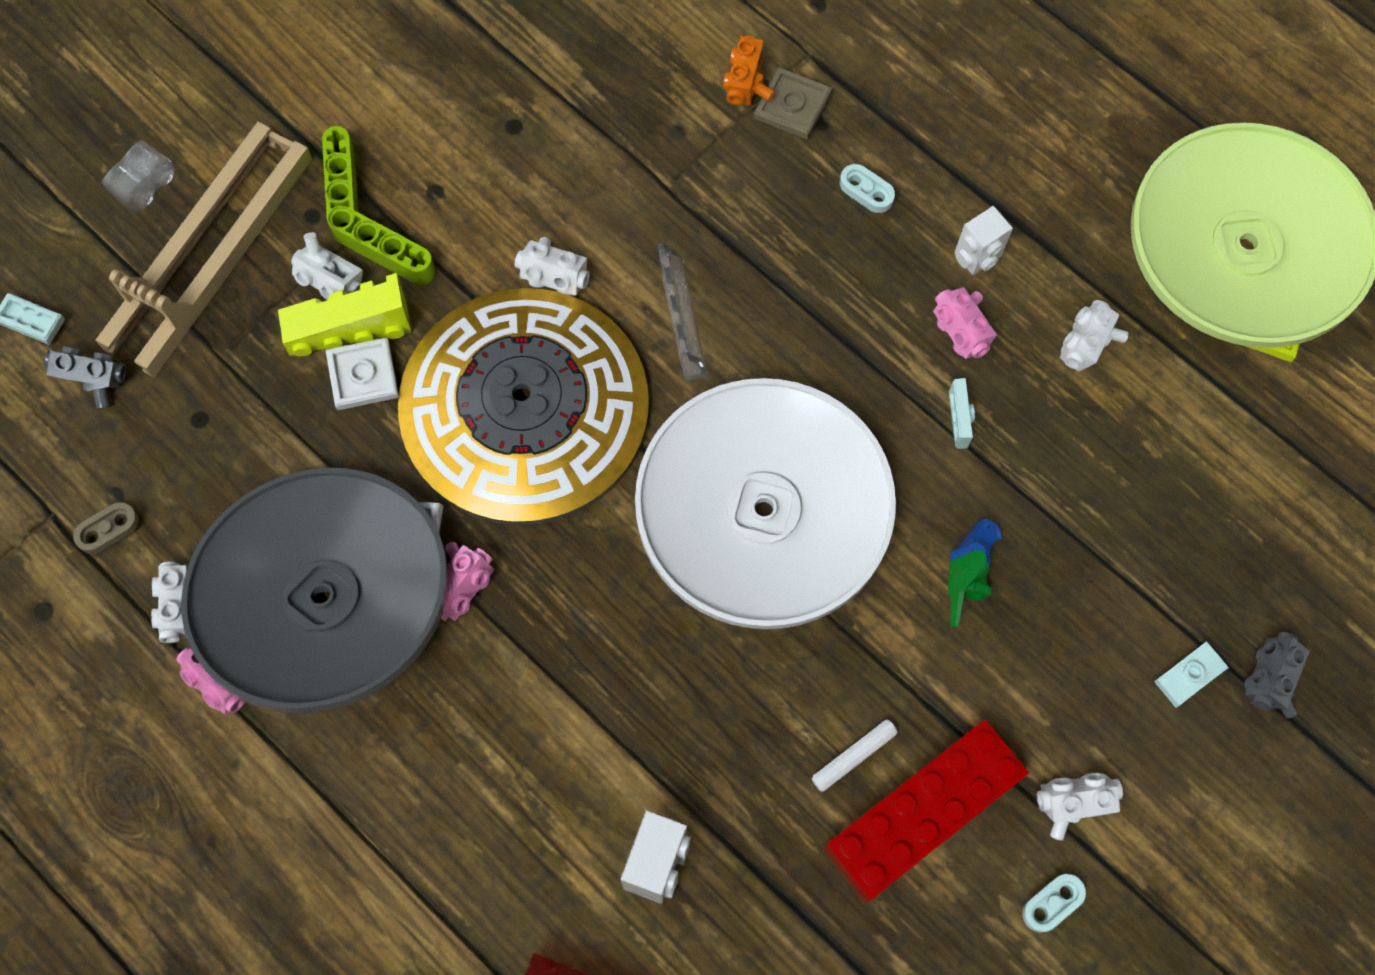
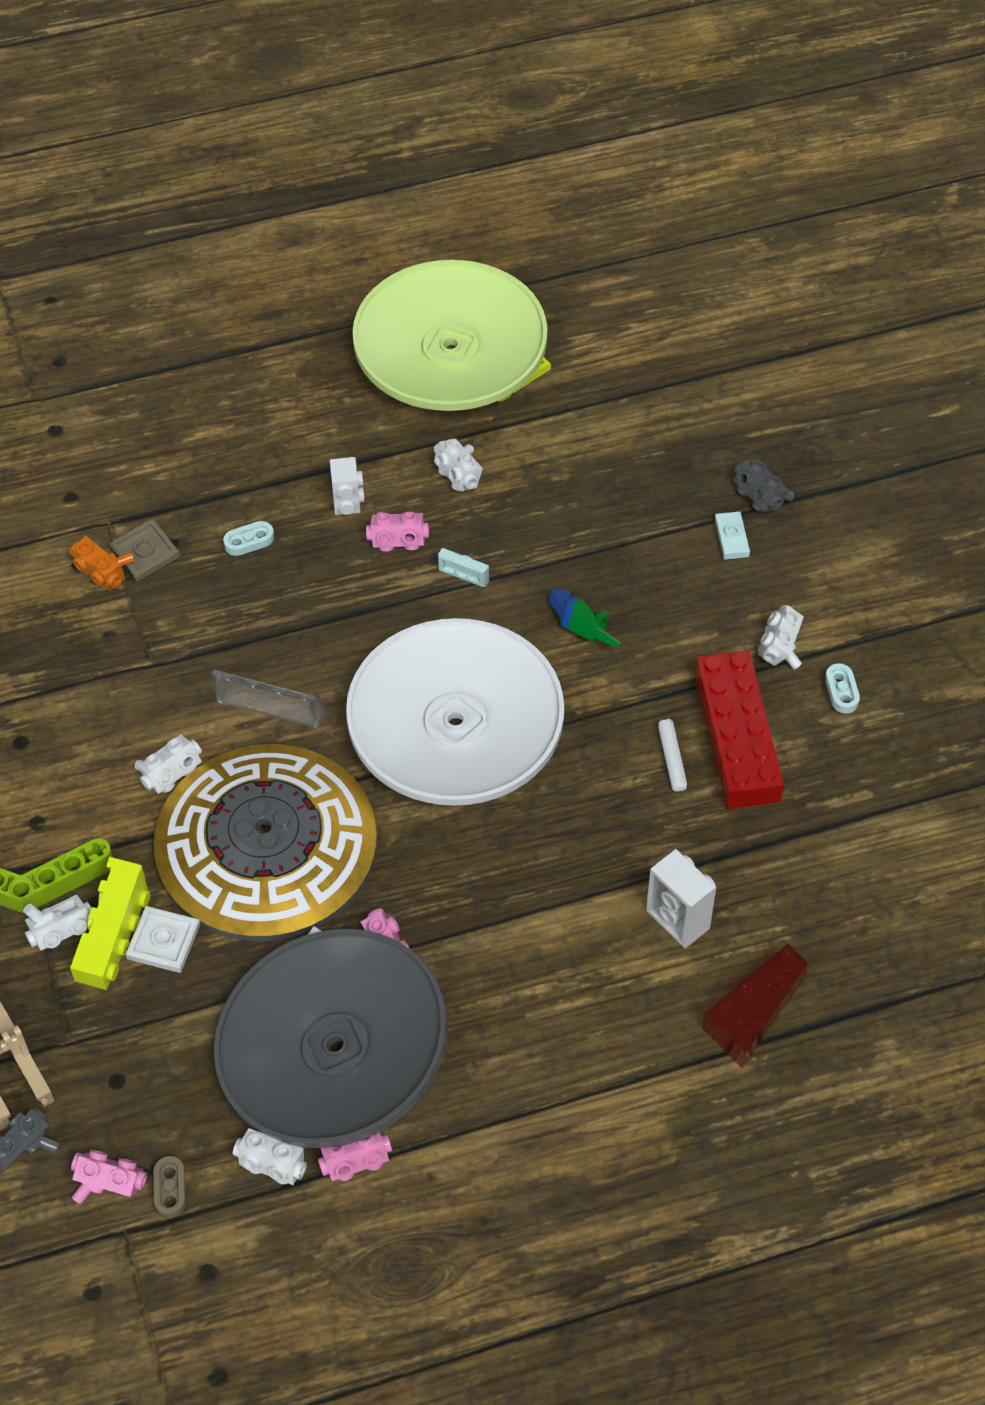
camera: 60 degrees left, 15 degrees down
(88, 466) = (100, 1173): none -> bright pink brick

